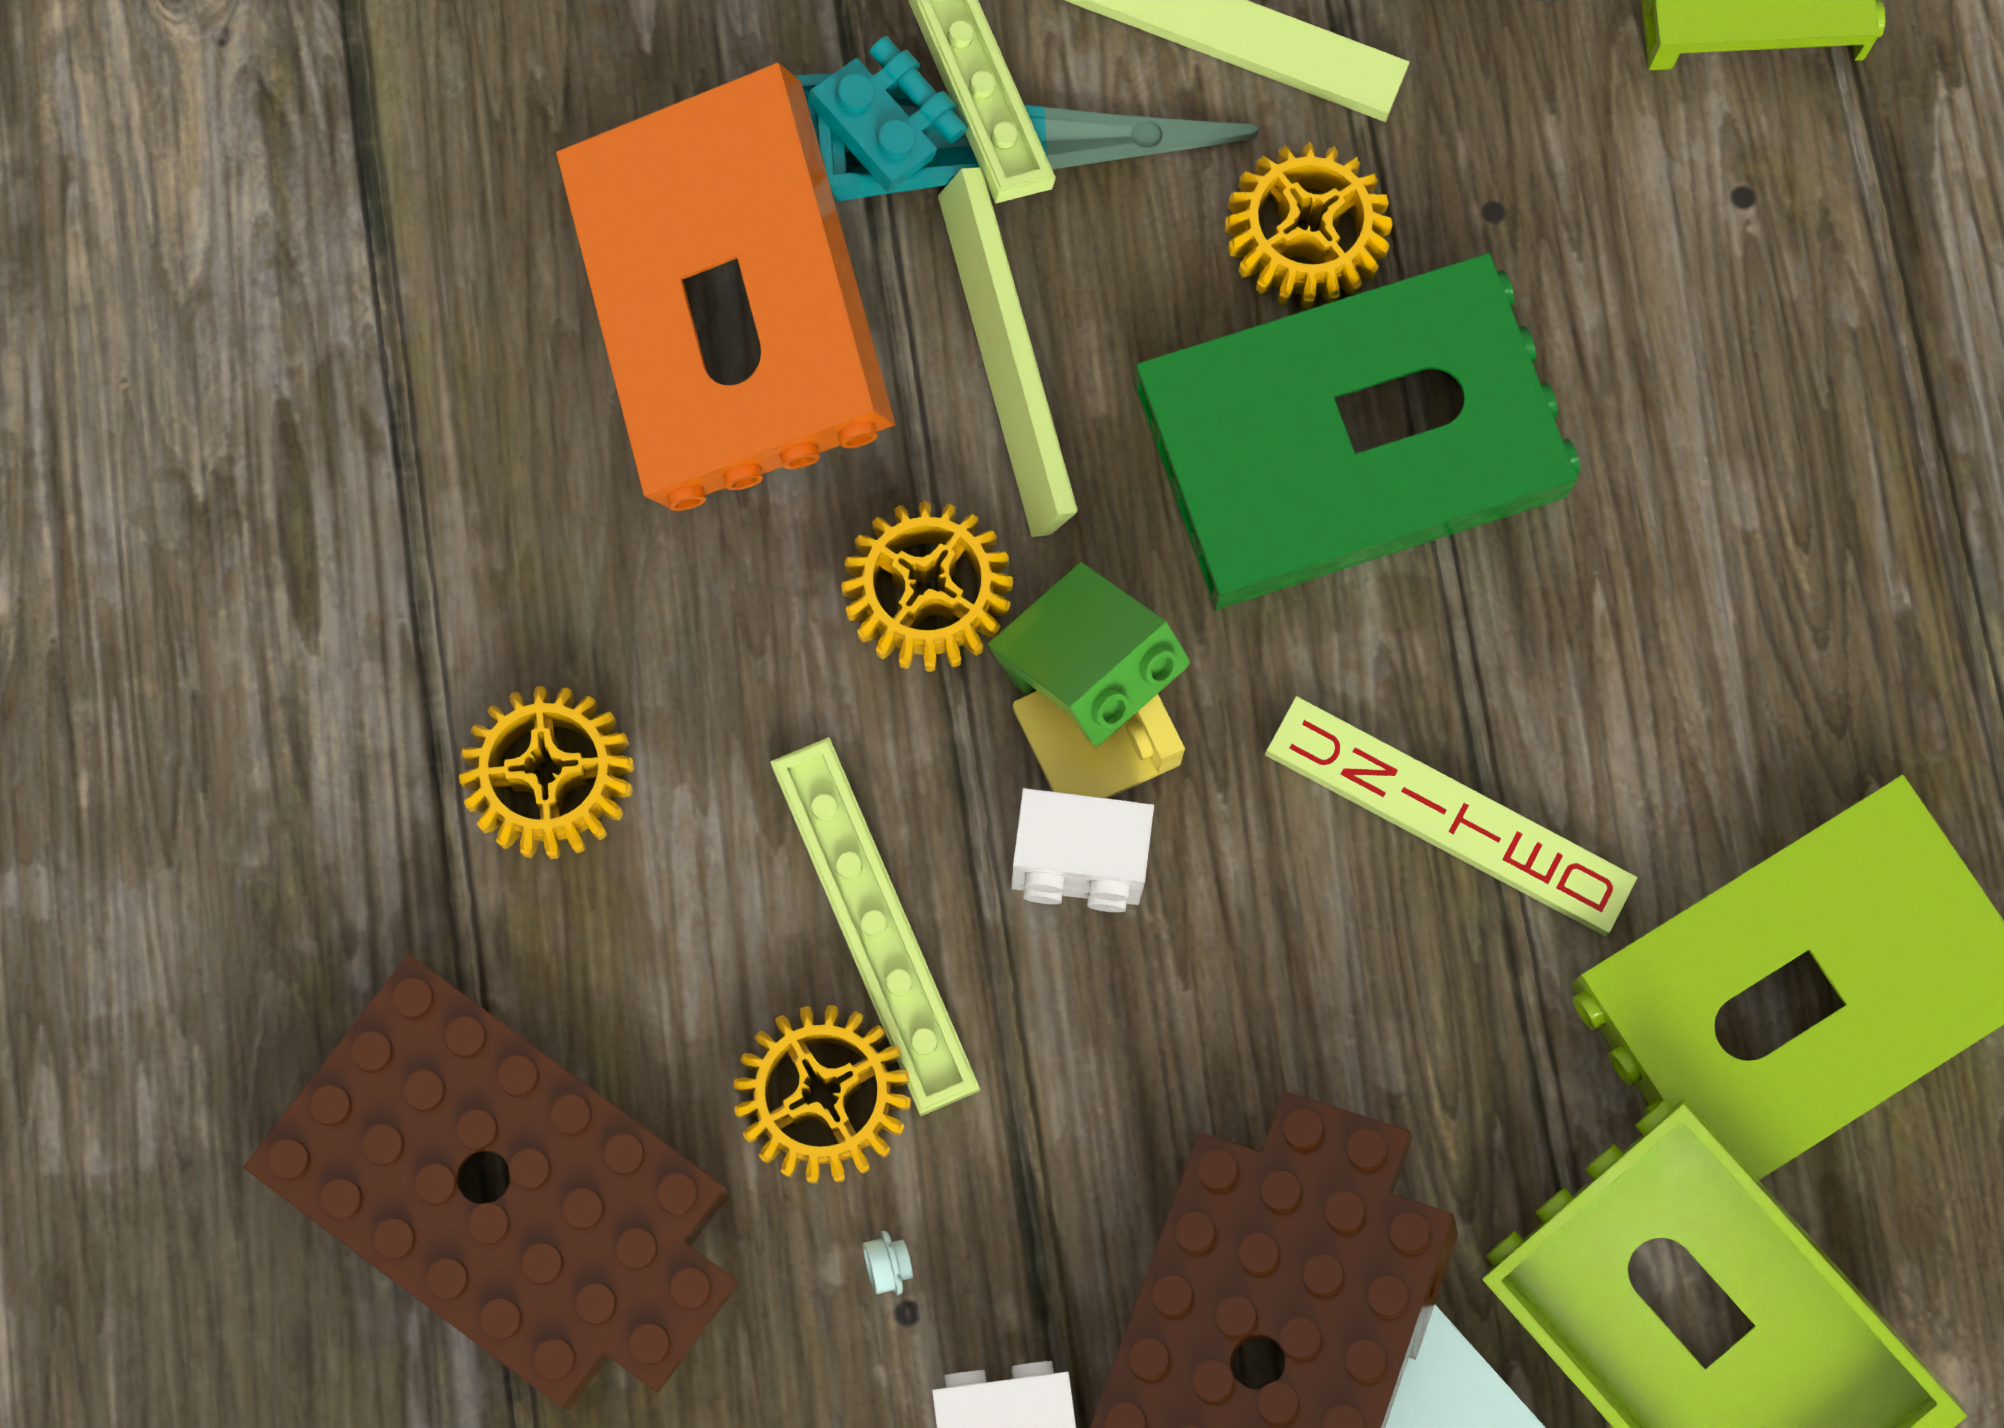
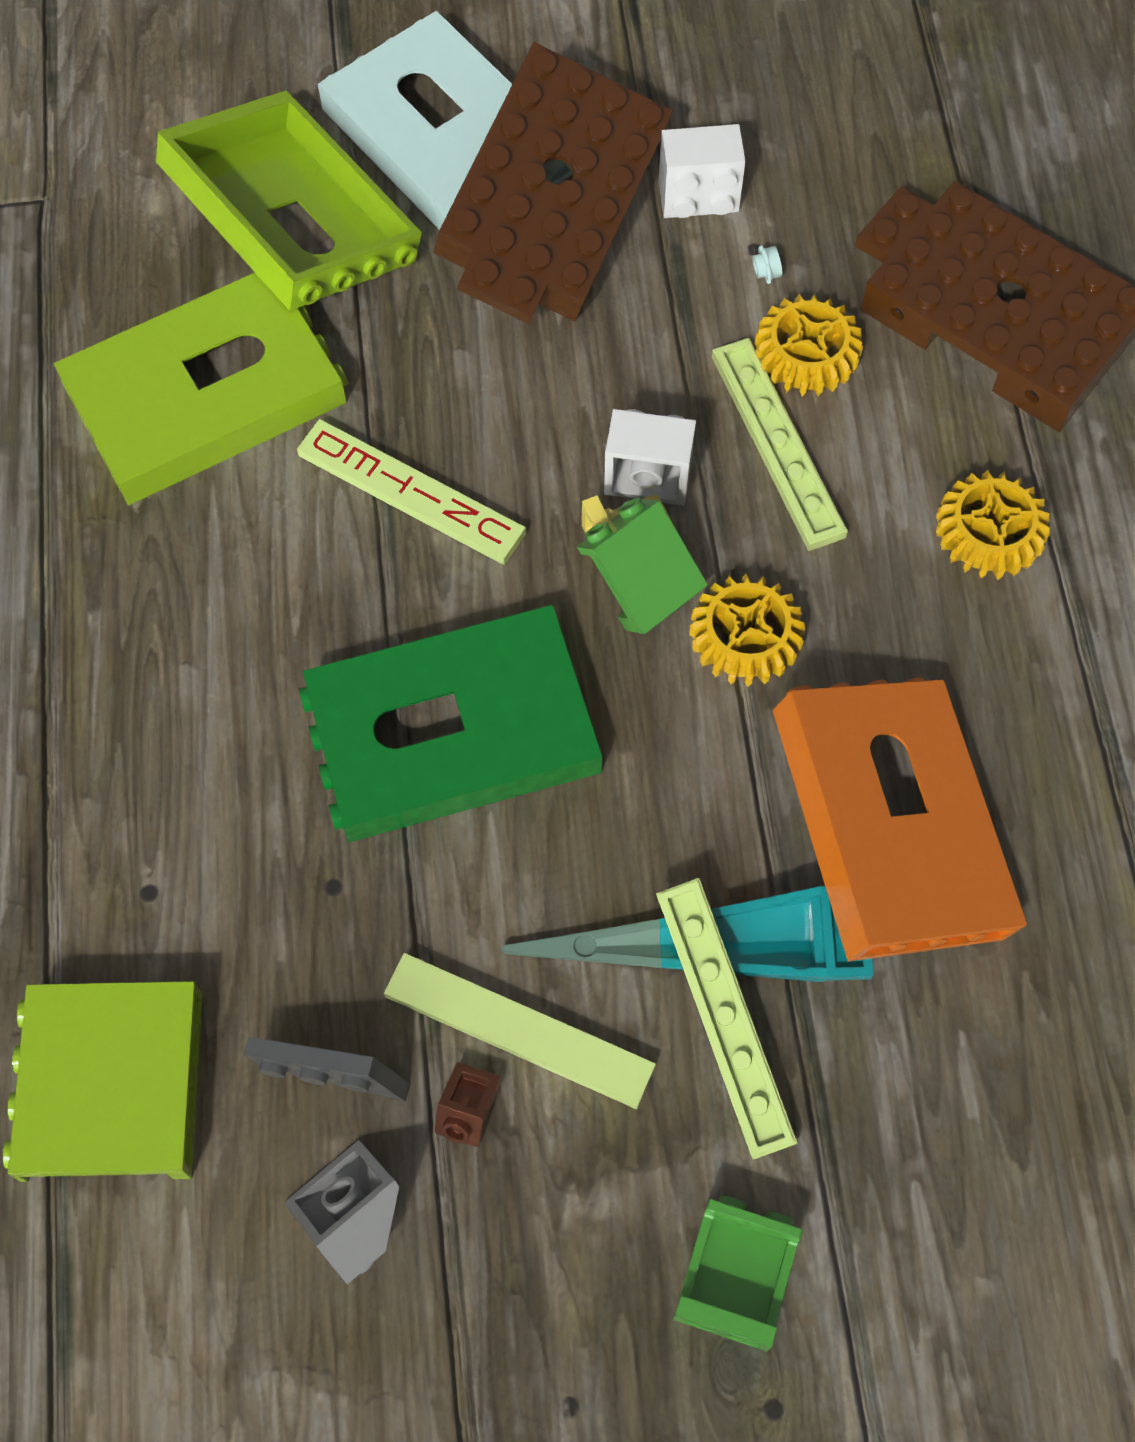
camera: 175 degrees left, 10 degrees down
(873, 123) = (794, 934): teal plate -> none
(1007, 352) = (692, 784): yellowish green tile -> none
(1285, 186) = (498, 845): yellow gear -> none

